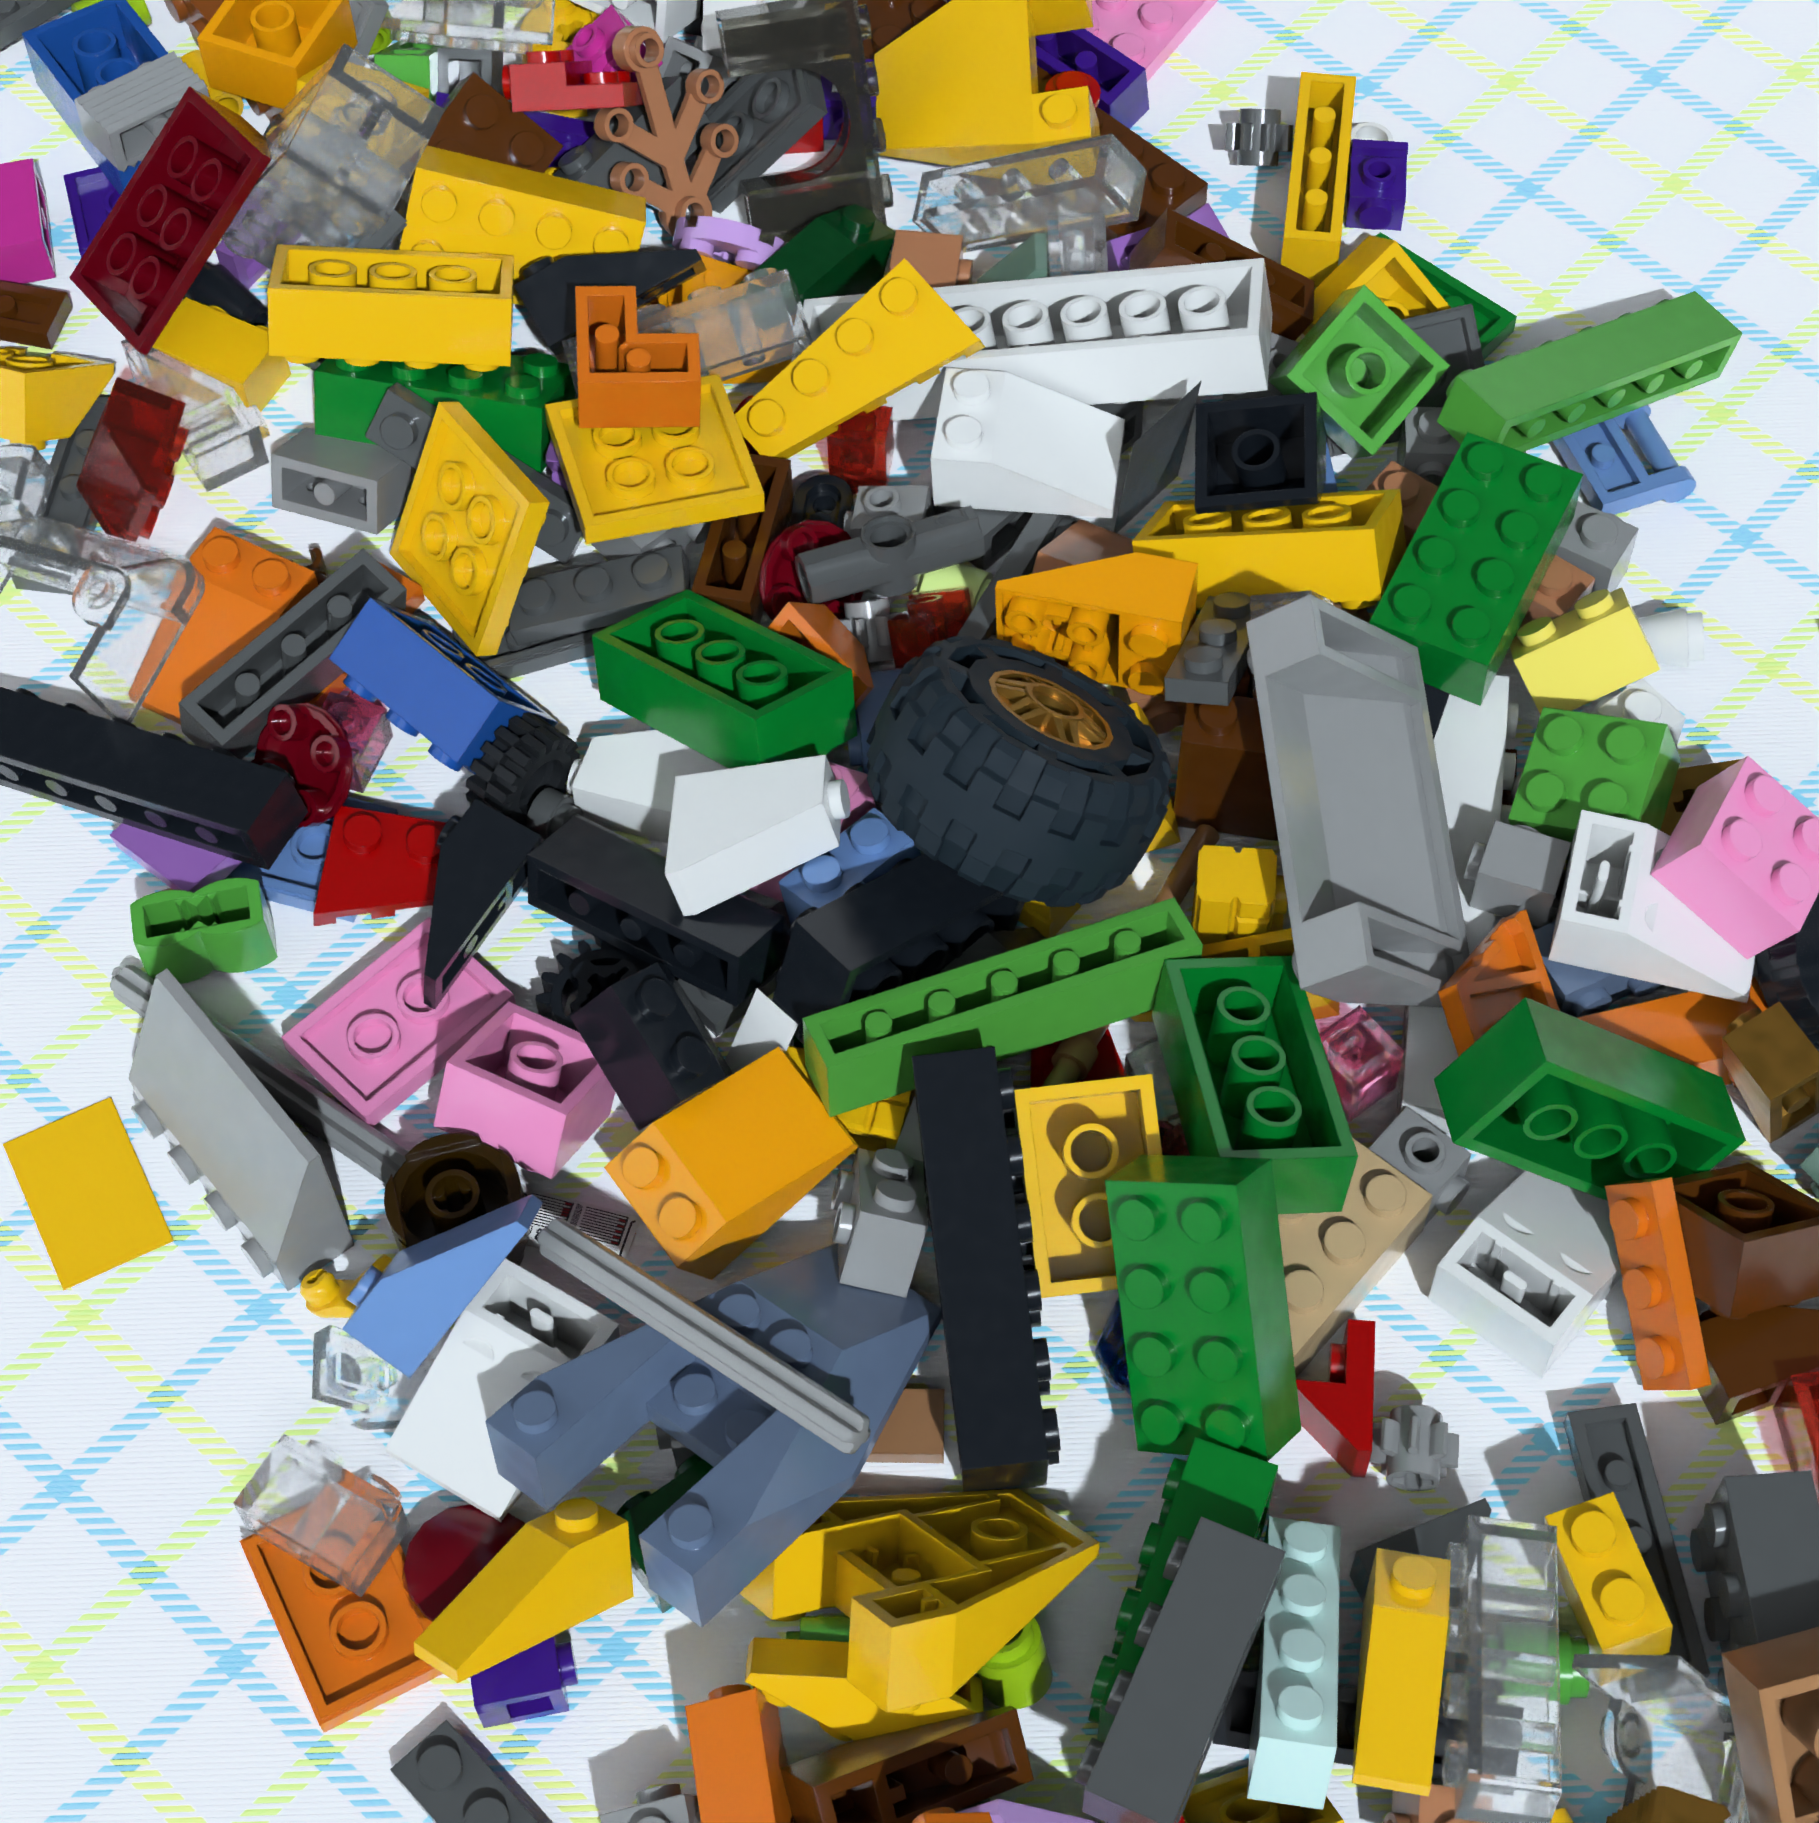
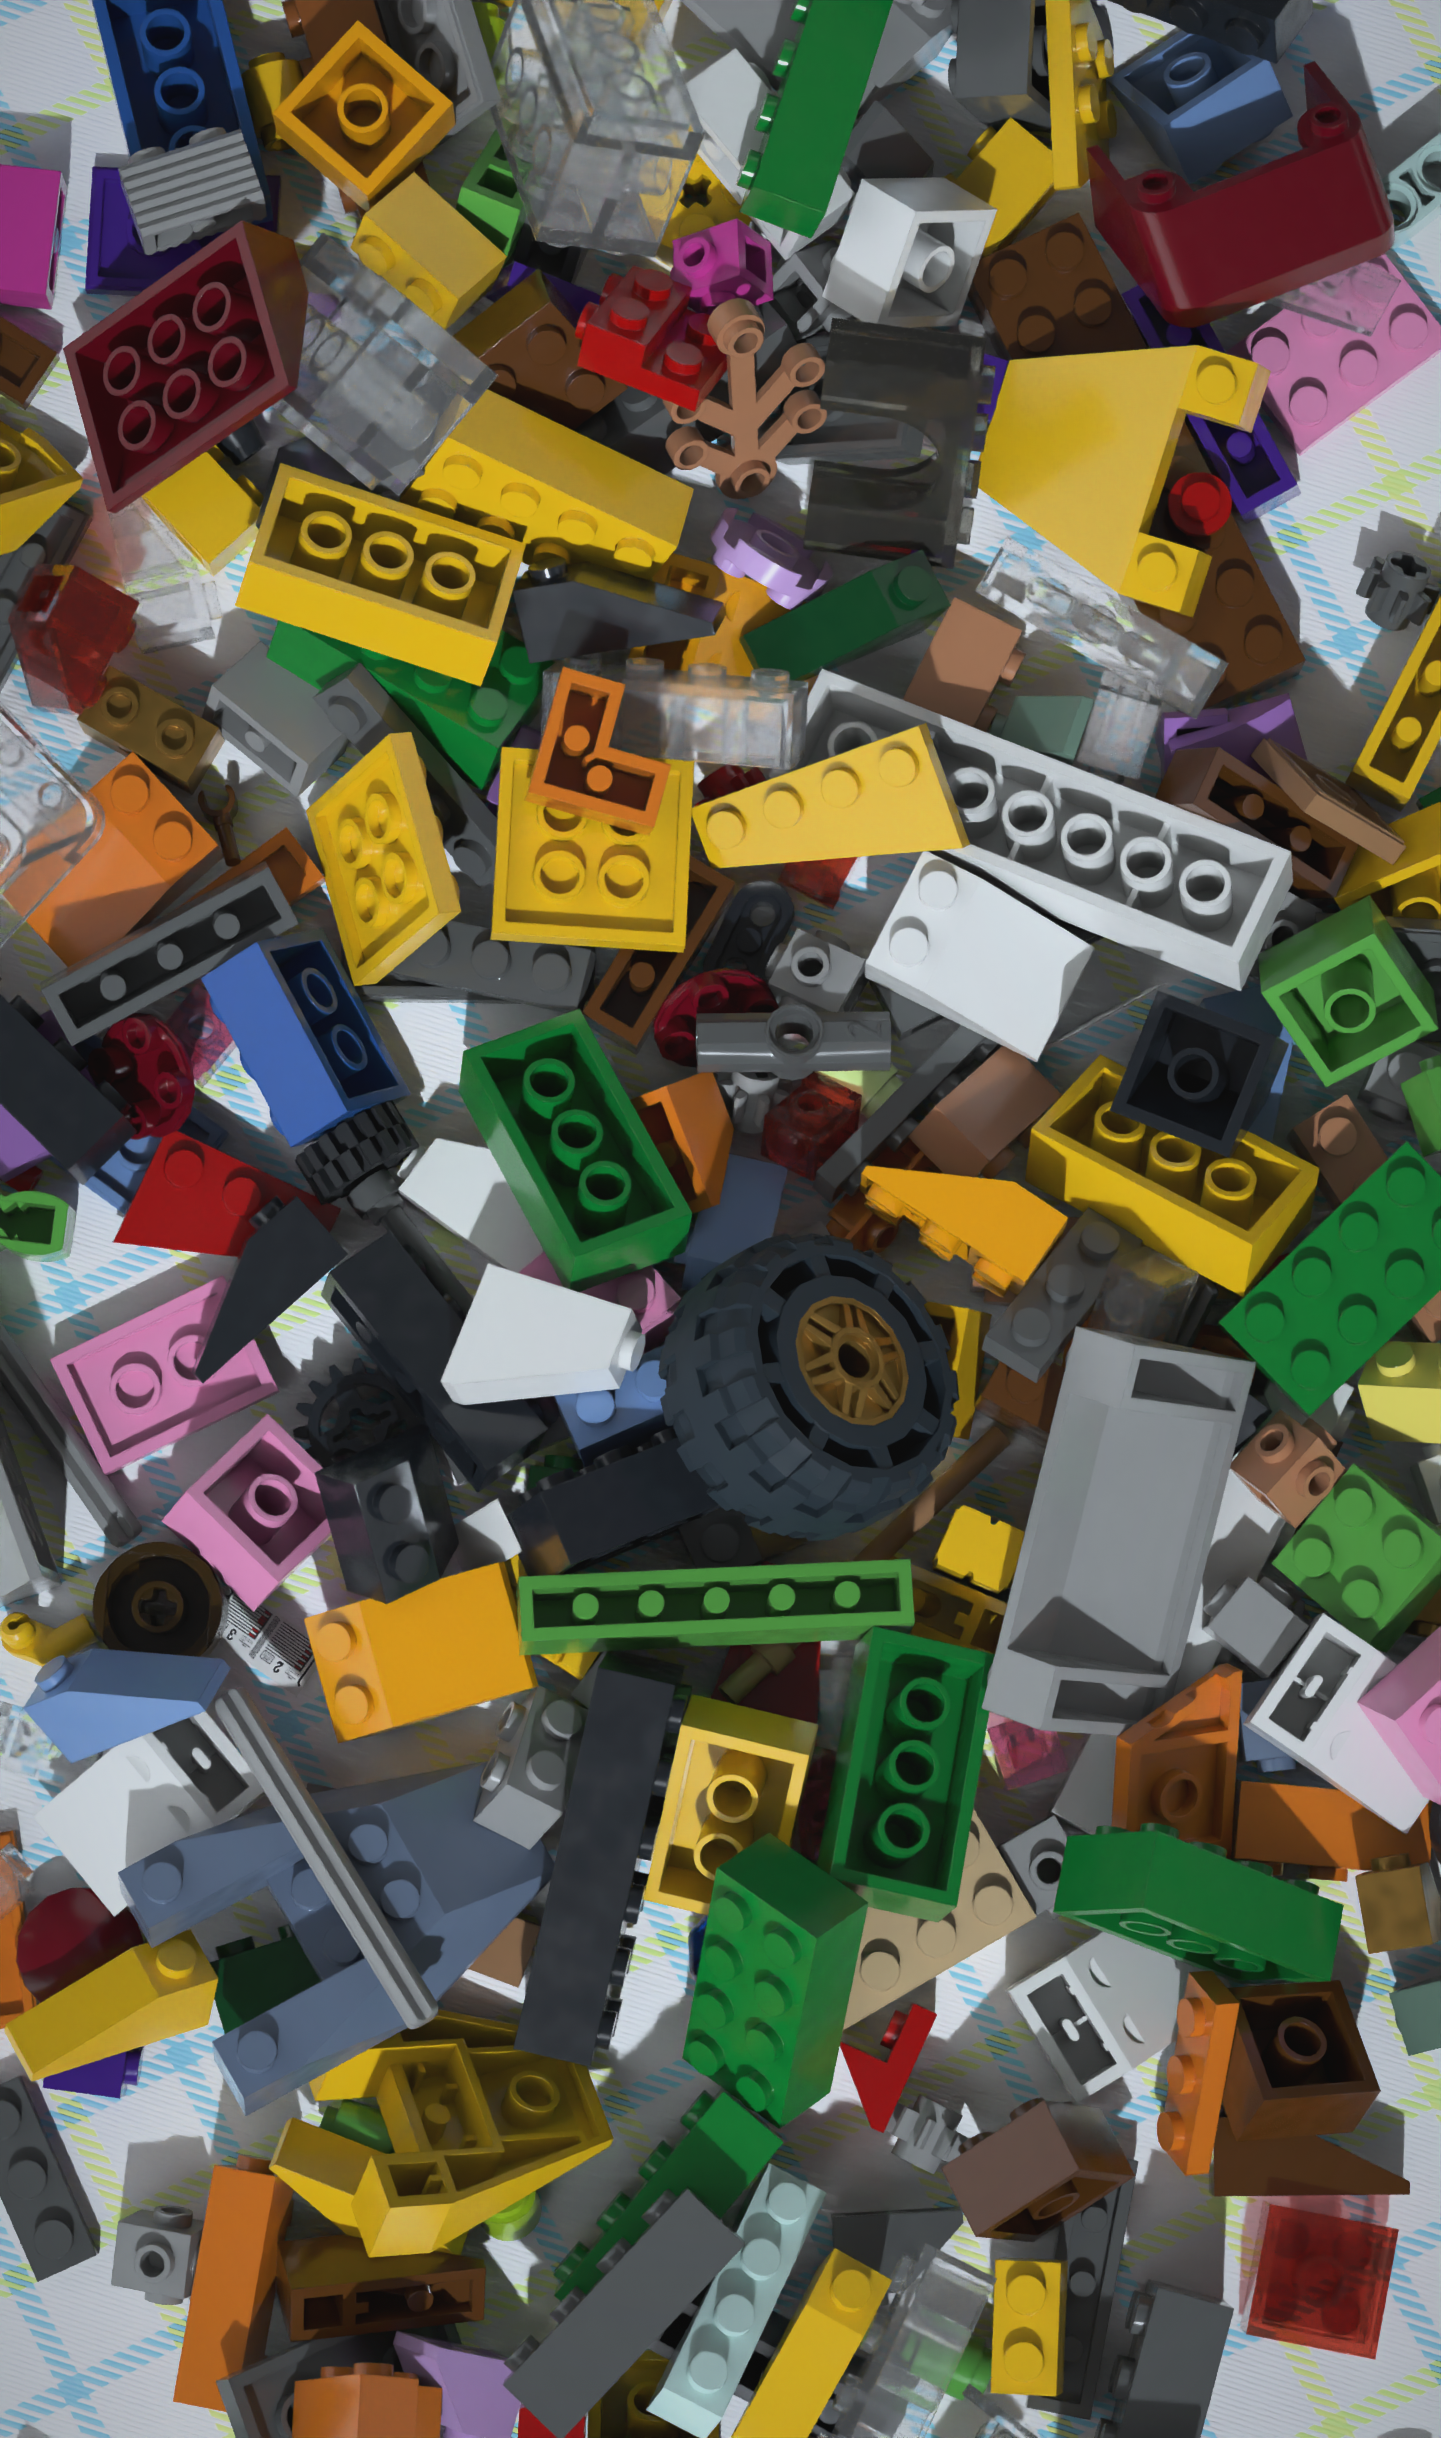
camera: 15 degrees right, 25 degrees up
(244, 509) = (156, 729): none -> pearl gold brick
(1291, 247) = (1328, 800): none -> medium nougat tile
(1486, 734) = (1289, 1466): none -> nougat brick
(1545, 1419) = (1036, 2170): none -> reddish brown brick

